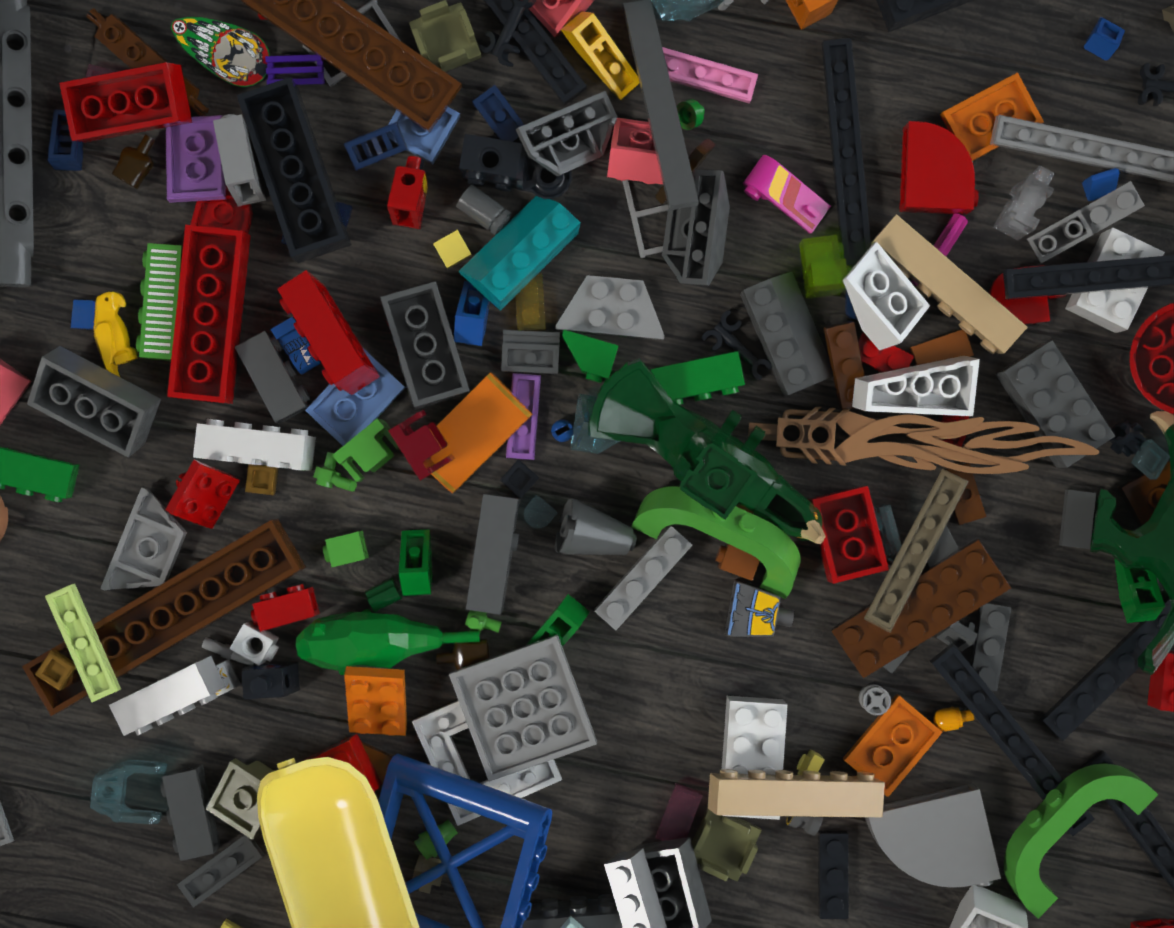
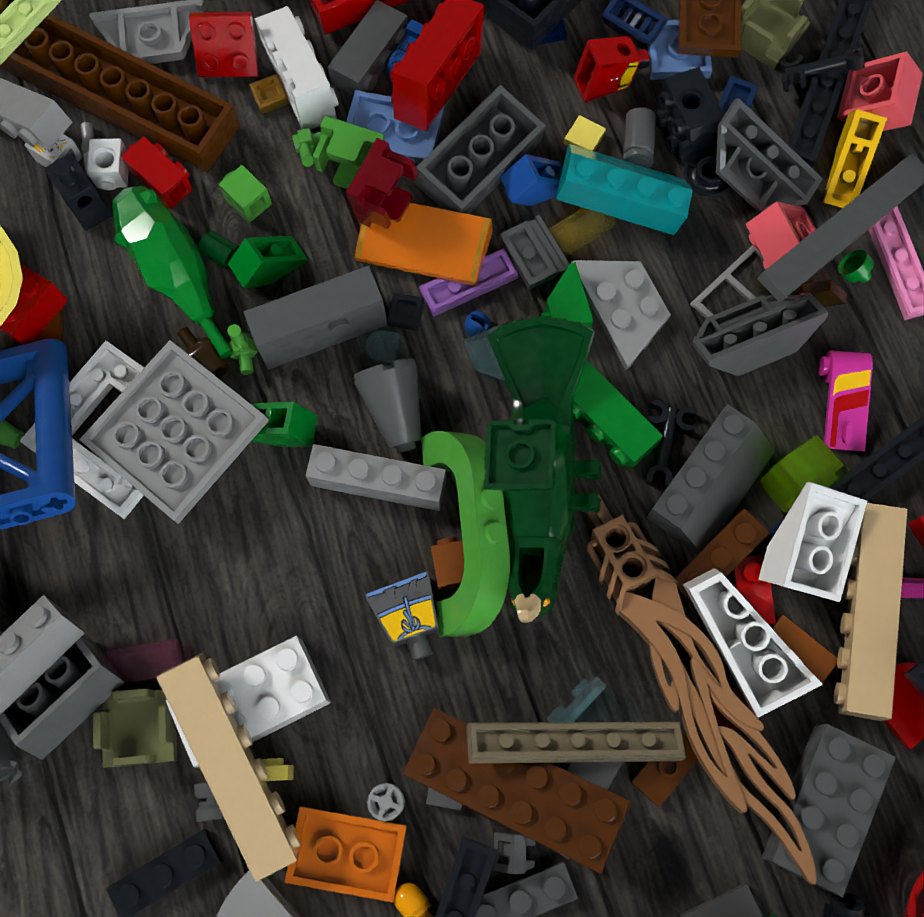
camera: 65 degrees right, 15 degrees down
(376, 700) = (107, 290): orange plate -> none
(852, 535) = (547, 660): red brick -> none

